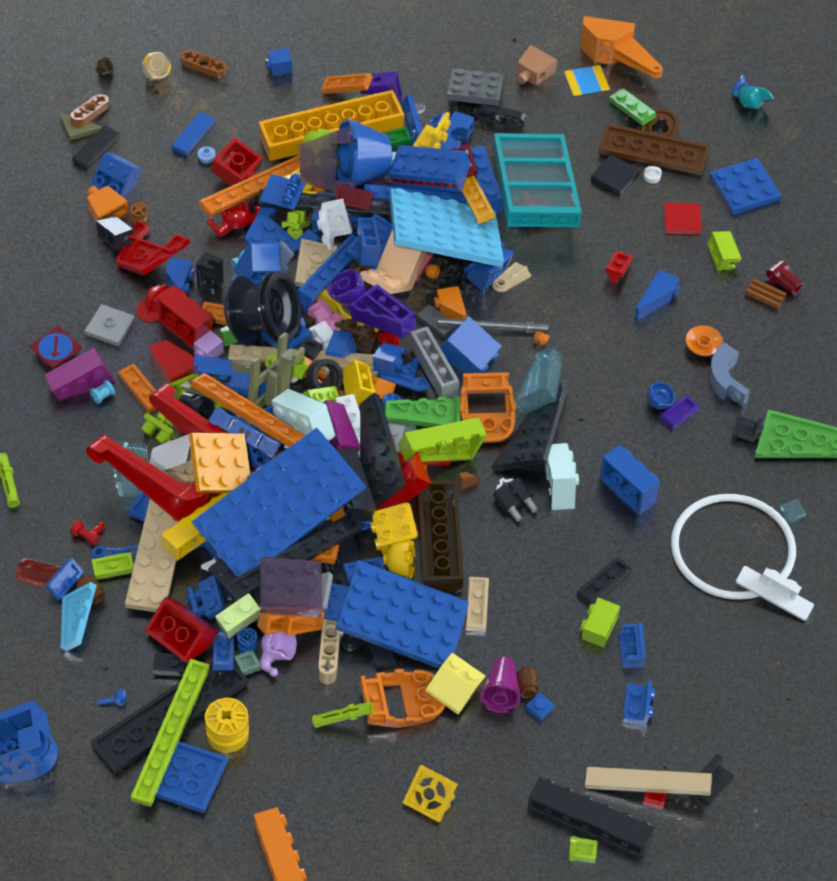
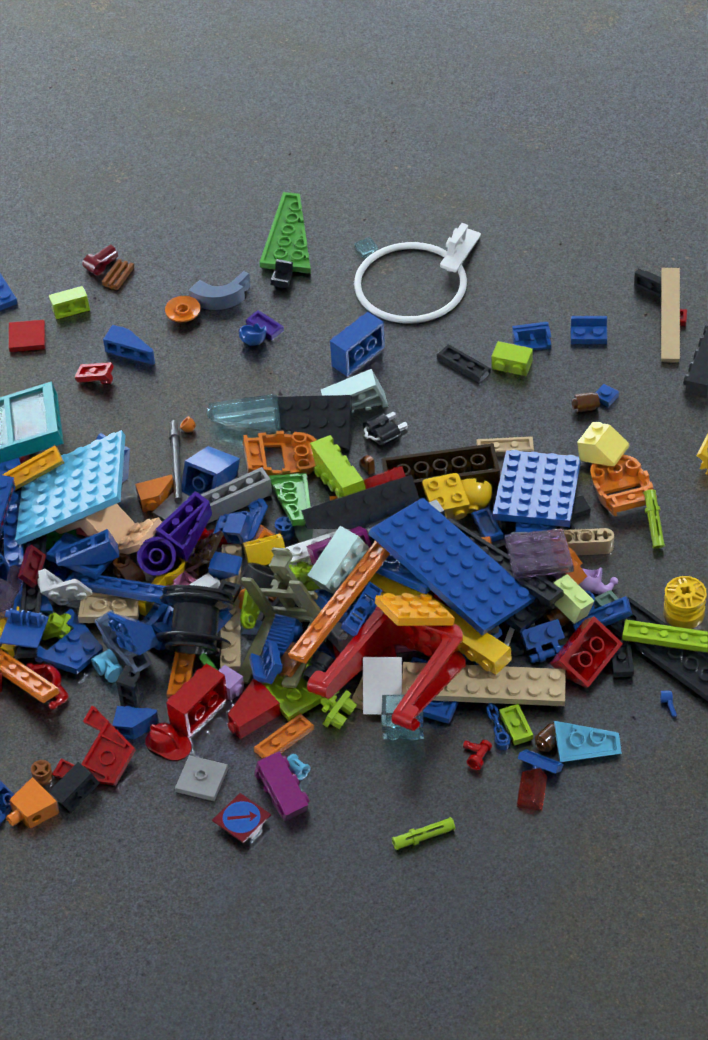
camera: 90 degrees left, 5 degrees down
(501, 687) = (597, 410): magenta cone -> none

